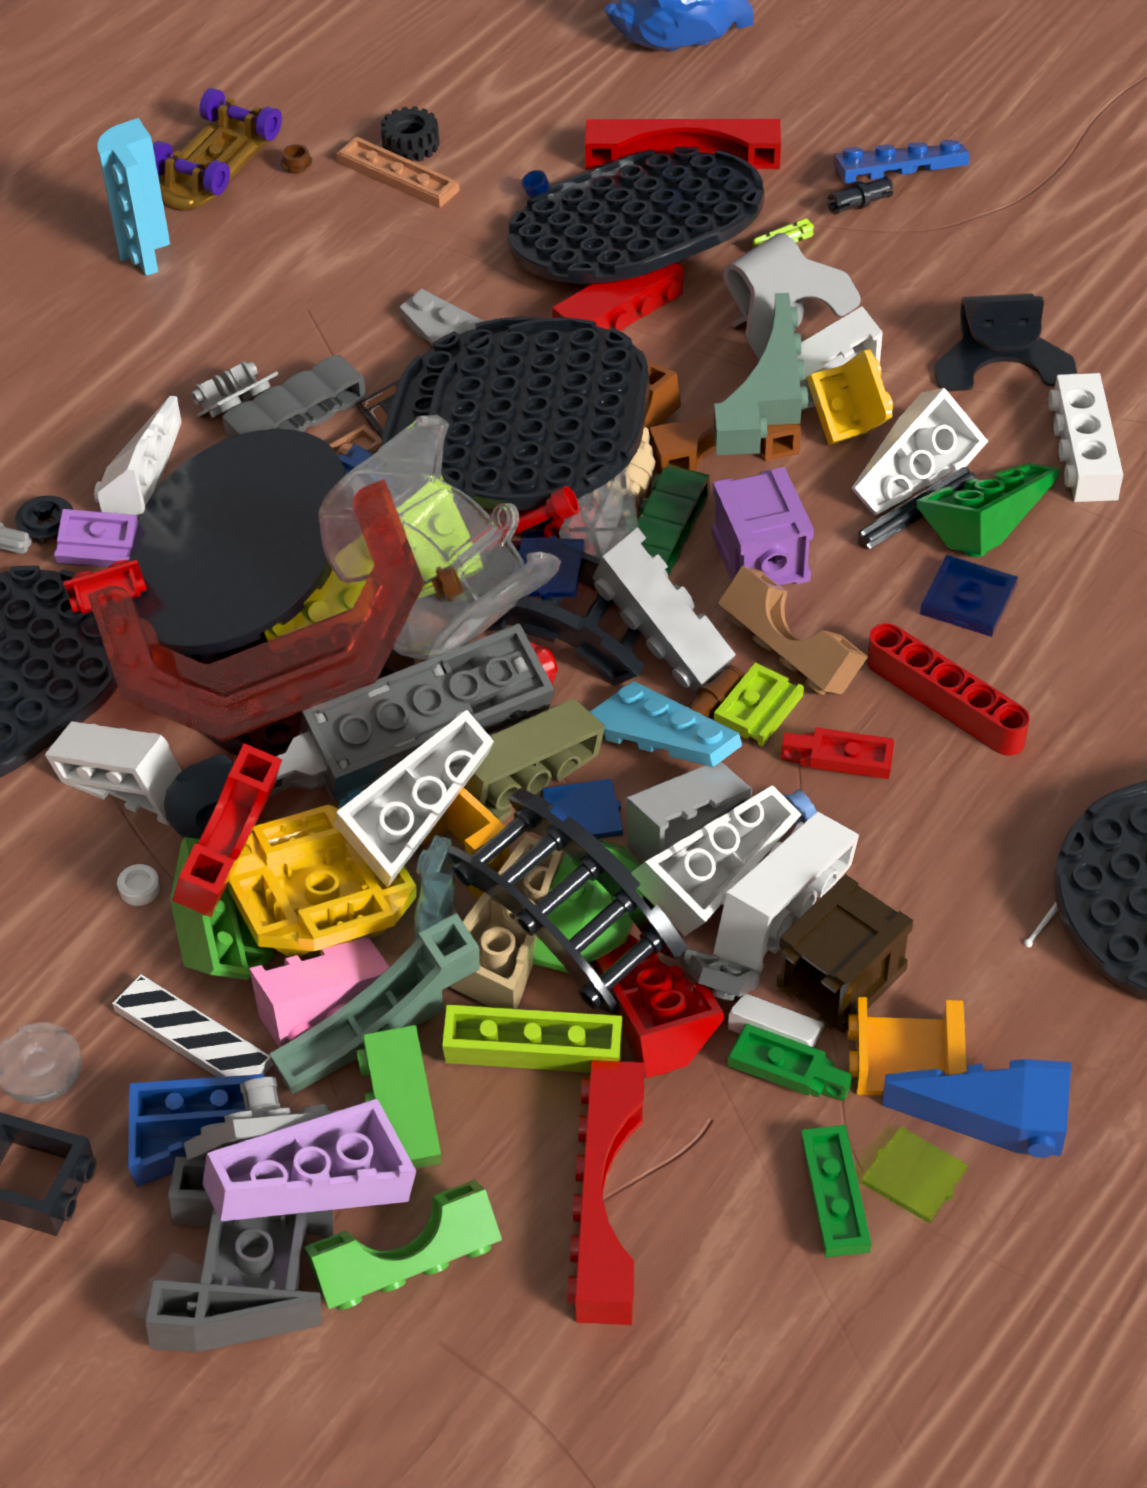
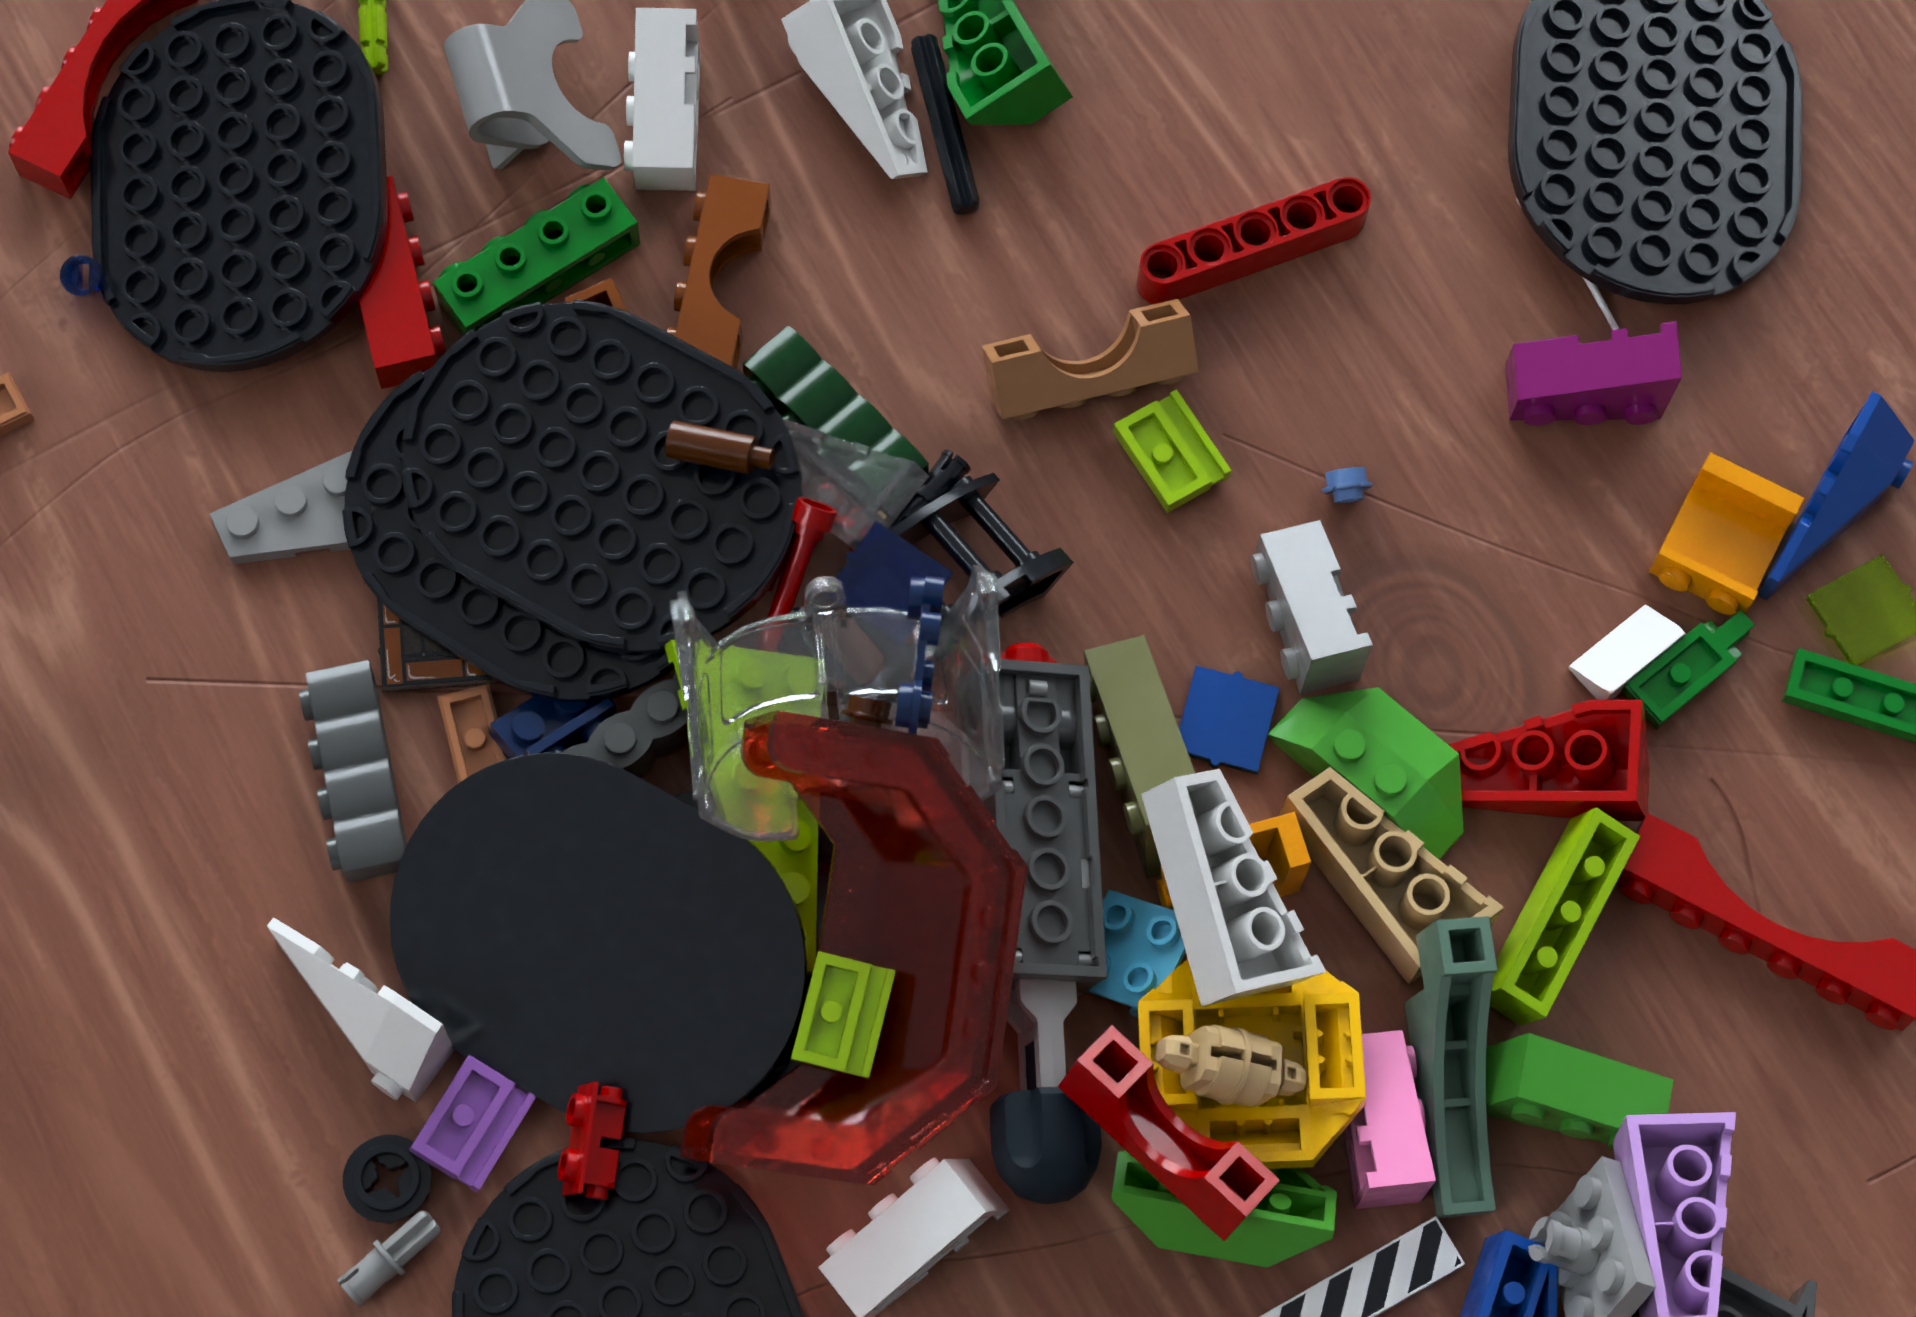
camera: 70 degrees left, 20 degrees up
(138, 884) = (1096, 1278): white tile -> none
(224, 392) = (296, 837): light grey hinge -> none
(241, 659) = (843, 1015): none -> lime plate
(297, 852) = (1230, 1065): none -> tan piece
(436, 552) = (916, 698): none -> dark blue plant
(437, 885) = (1339, 942): clear light blue plate -> none
(457, 1226) = (1771, 1230): arch -> none
(576, 434) = (716, 448): none -> reddish brown cylinder
(593, 863) = (1409, 741): black fence -> none
(661, 612) = (1020, 490): wedge -> none
(661, 723) = (1167, 573): medium azure wing -> none
(698, 869) = (1402, 601): white wedge -> none
(700, 363) = (540, 258): none -> green brick
(712, 695) = (1135, 498): reddish brown pin -> none
(722, 976) = (1554, 678): dark grey wing -> none
(763, 526) = (920, 313): medium lavender container -> none
(770, 392) = (704, 173): sand green arch -> none
(782, 889) = (1470, 556): white wedge -> none
(840, 752) = (1288, 399): red hinge -> none
(843, 951) = (1596, 539): dark brown container -> none
(850, 398) = (752, 97): yellow bracket -> none
(969, 595) = (1111, 142): clear blue tile -> none
(978, 916) = (1595, 379): none -> magenta wedge

